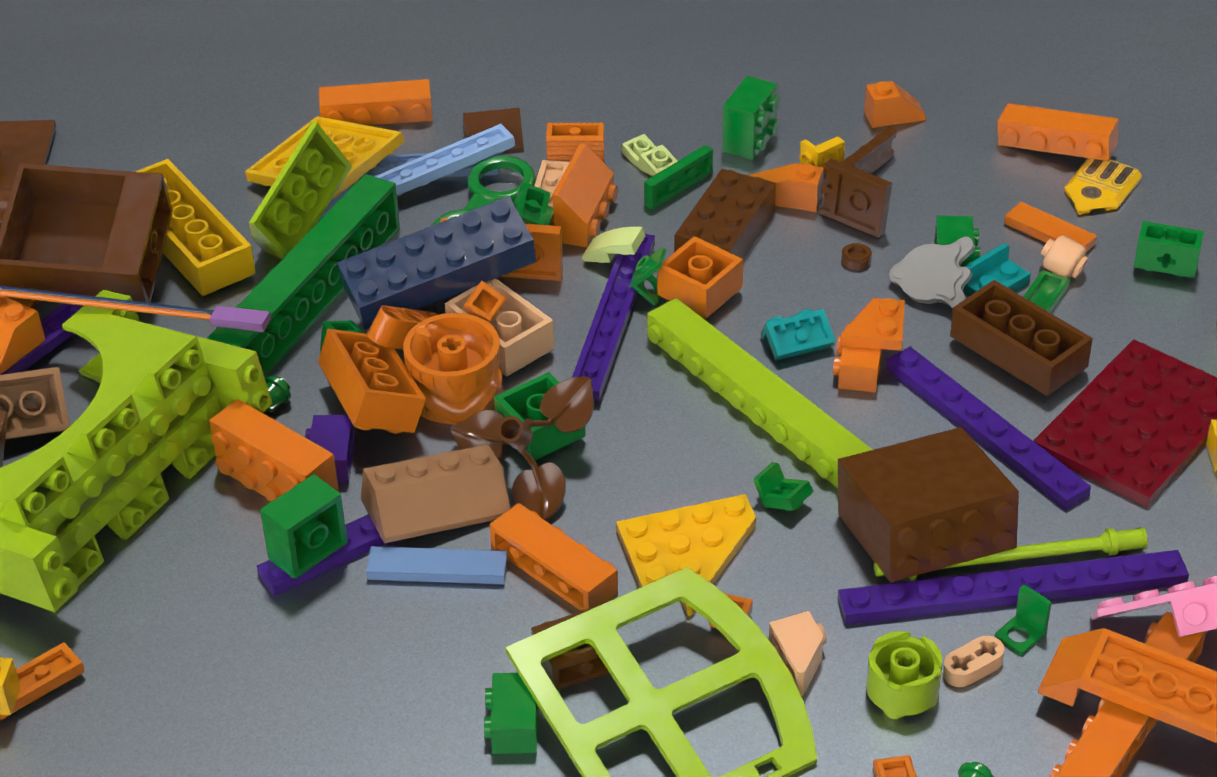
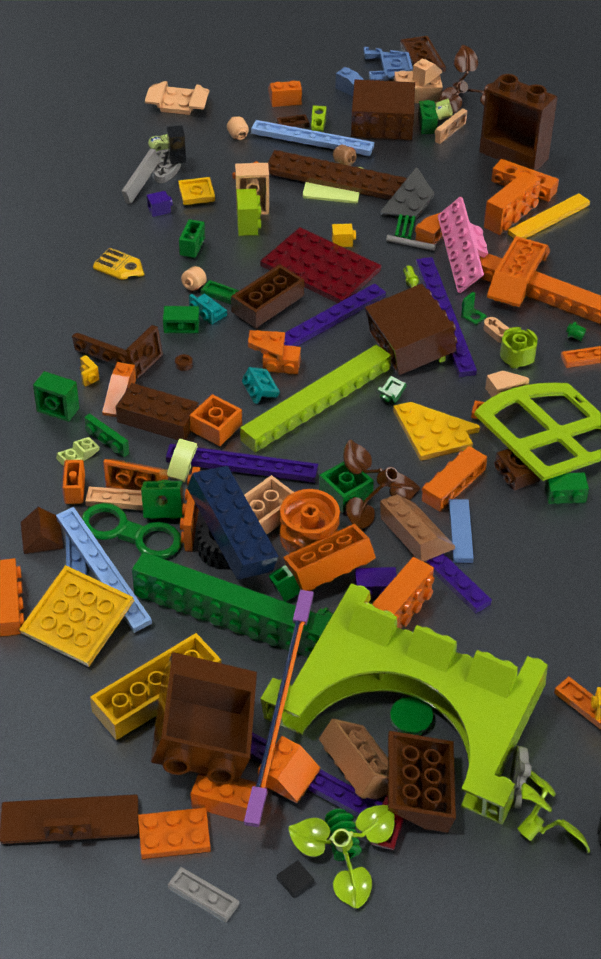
camera: 95 degrees left, 5 degrees up
(299, 193) = (154, 603): lime slope -> none
(304, 526) = (466, 569): green brick -> none
(393, 325) = (284, 543): orange beam -> none
(484, 302) = (264, 502): orange slope -> none
(644, 271) = (216, 437): green bracket -> none
(890, 105) = (38, 342): orange slope -> none
(934, 272) = (212, 325): light grey tile -> none
(1045, 226) = (160, 285): orange tile -> none
(1058, 131) = (77, 271): orange brick -> none

